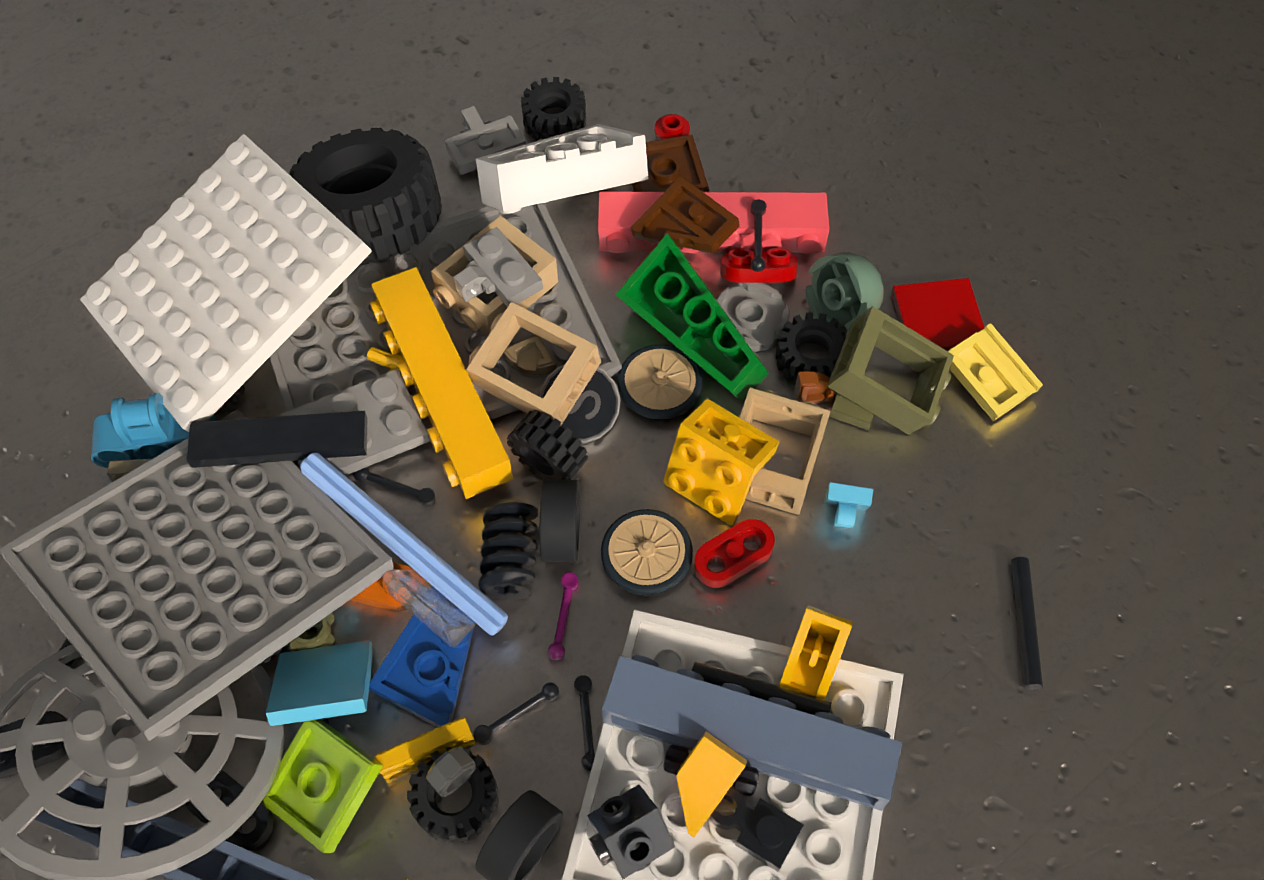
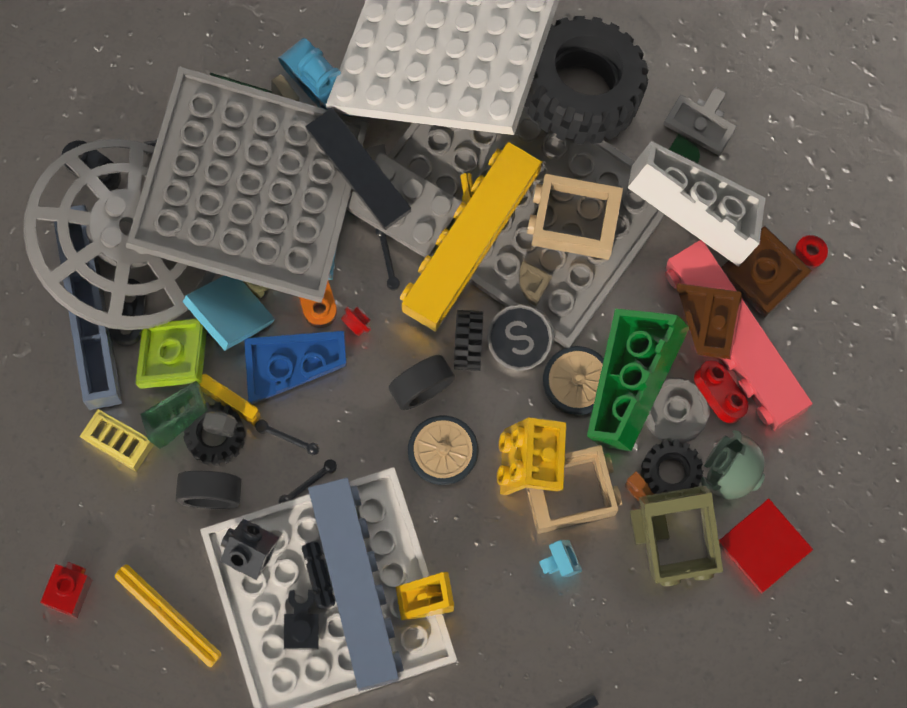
camera: 55 degrees right, 15 degrees up
(382, 840) = (157, 419): none -> clear green slope
(404, 544) = (342, 295): light blue axle -> none
(428, 605) = (315, 340): clear slope -> none
(445, 549) = (356, 320): none -> red plate
(496, 268) = (571, 218): light grey hinge -> none
(506, 550) = (384, 361): black piece -> none
(553, 96) = (778, 137): black tyre -> none
(567, 385) = (517, 324): tan window -> none
(569, 583) = (392, 415): magenta hinge -> none
(706, 779) = (305, 574): yellow tile -> none
(731, 553) = (478, 504): red plate -> none
(758, 209) = (760, 363): black hinge -> none
(761, 689) = (387, 576): black bar -> none
(993, 372) = (734, 606): light yellow plate -> none

